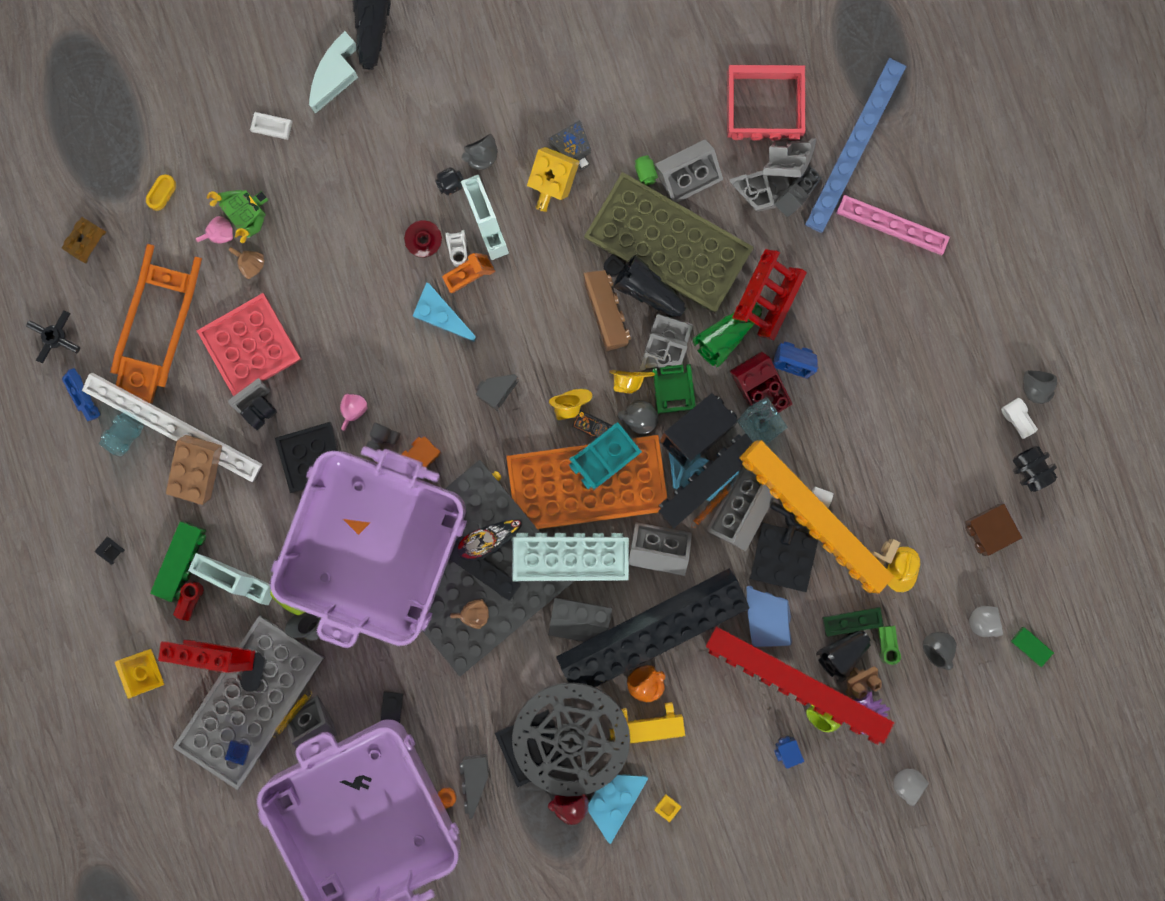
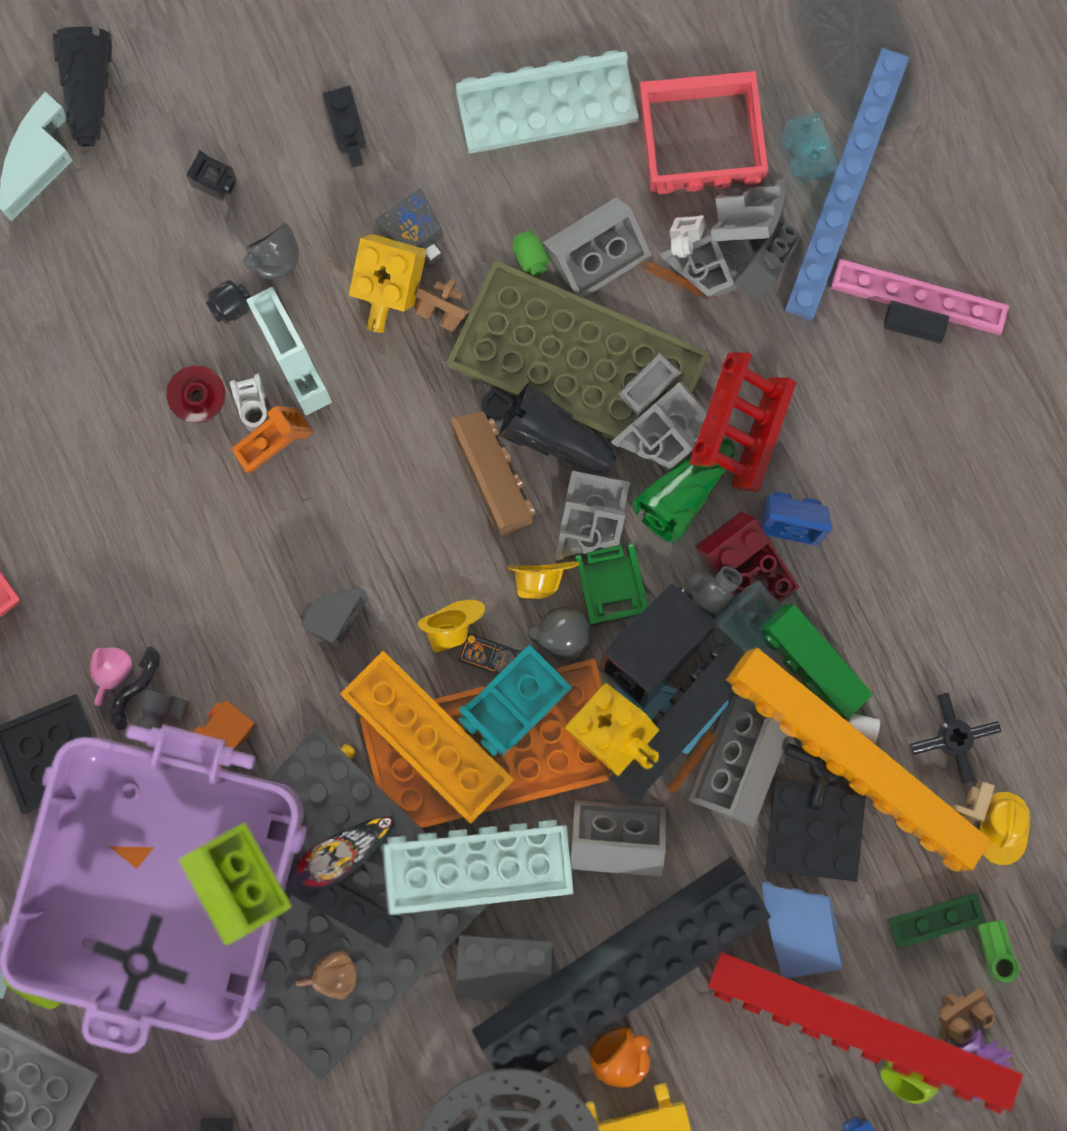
camera: 10 degrees left, 5 degrees down
(303, 626) = (60, 1027): dark grey piece -> none
(361, 585) = (135, 975): none -> black bar
(378, 407) = (149, 663): none -> black animal
(420, 552) = (235, 883): none -> lime slope
(436, 311) = (226, 504): medium azure wing -> none
(446, 98) = (211, 176): none -> black window
(536, 71) = (345, 123): none -> black hinge
(547, 472) = (426, 737): none -> light orange plate
(592, 202) = (430, 300): none -> medium nougat hips
(665, 482) = (614, 730): none -> yellow brick
(667, 71) = (546, 101): none -> light aqua bracket
(712, 263) = (649, 384): none -> light grey tile
(720, 293) = (666, 429): none -> light grey slope
(735, 195) = (675, 275): none -> orange piece
(739, 402) = (715, 593): none -> dark grey piece
(746, 167) = (685, 232): none -> white plate
(796, 451) = (815, 661): none -> green brick
(833, 120) = (809, 148): none -> clear light blue brick
(844, 654) = (929, 975): black cone -> none
(887, 509) = (967, 735): none -> black bar
(888, 241) = (916, 322): none -> black pin

